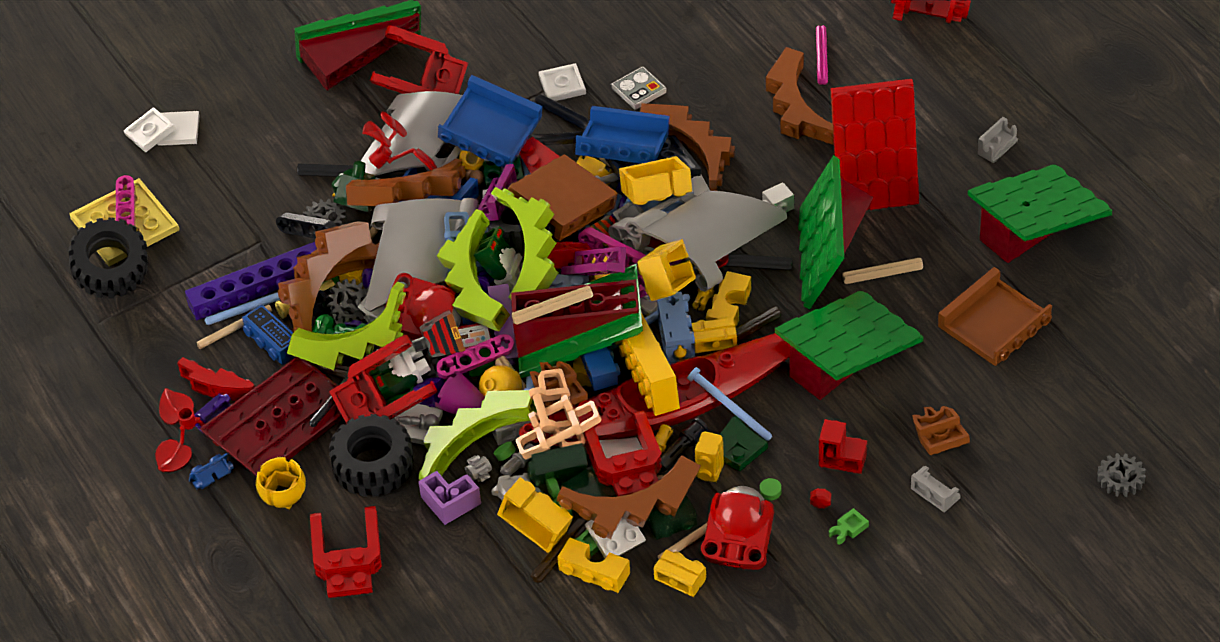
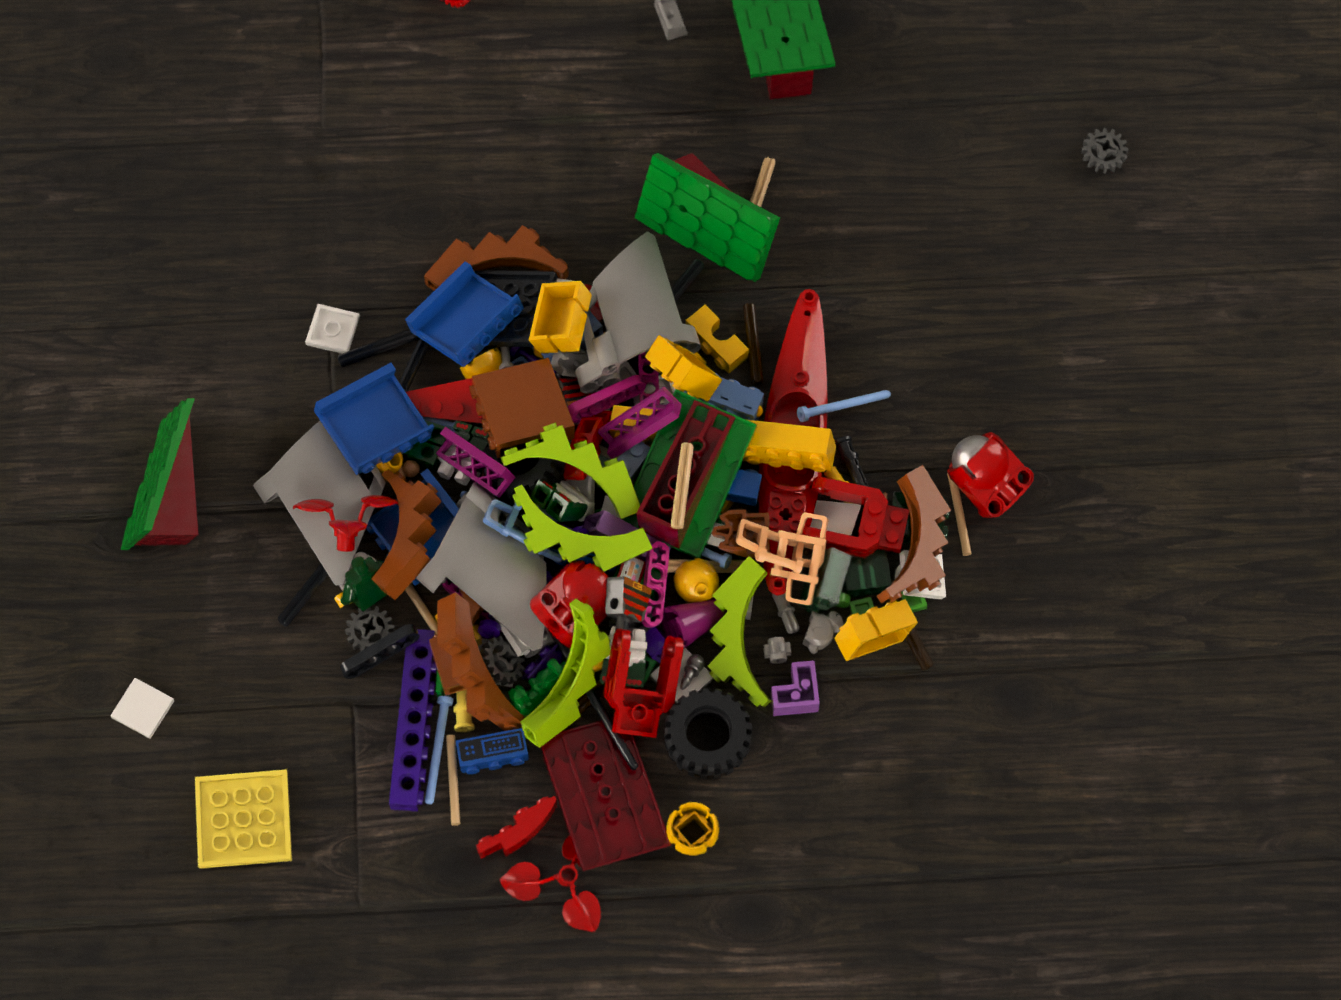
camera: 65 degrees left, 20 degrees up
(108, 234) = (321, 834): black tyre -> none
(128, 206) = (231, 808): dark pink beam -> none
(149, 129) = (130, 736): white tile -> none
(203, 474) = (625, 875): blue hinge -> none
(213, 408) = (552, 849): dark purple hinge -> none
(347, 569) = (825, 821): red plate -> none
(440, 72) = (256, 430): red plate -> none
(504, 451) = (768, 617): bright green tile -> none
(608, 574) = (964, 603): yellow arch -> none
(638, 88) = (388, 267): tile -> none
(680, 572) = (997, 546): yellow brick -> none
(710, 456) = (893, 453): yellow brick -> none
(714, 334) = (756, 368): yellow brick -> none
(741, 444) = (882, 424): dark green plate -> none
(770, 489) = (946, 424): bright green tile -> none
(779, 196) = (620, 231): white brick -> none
(797, 116) = (503, 152): dark orange arch -> none
(820, 498) = (985, 391): red tile -> none
(821, 48) = (458, 91): dark pink axle -> none
(839, 451) = (946, 344): red brick -> none
(842, 340) = (835, 270): green piece -> none
(849, 524) = (1027, 384): bright green plate -> none
(877, 140) = (649, 110): red piece -> none
(933, 490) = (1030, 298): light grey hinge -> none
(940, 430) = (969, 256): dark orange plate -> none
(993, 318) = (873, 142): dark orange panel -> none

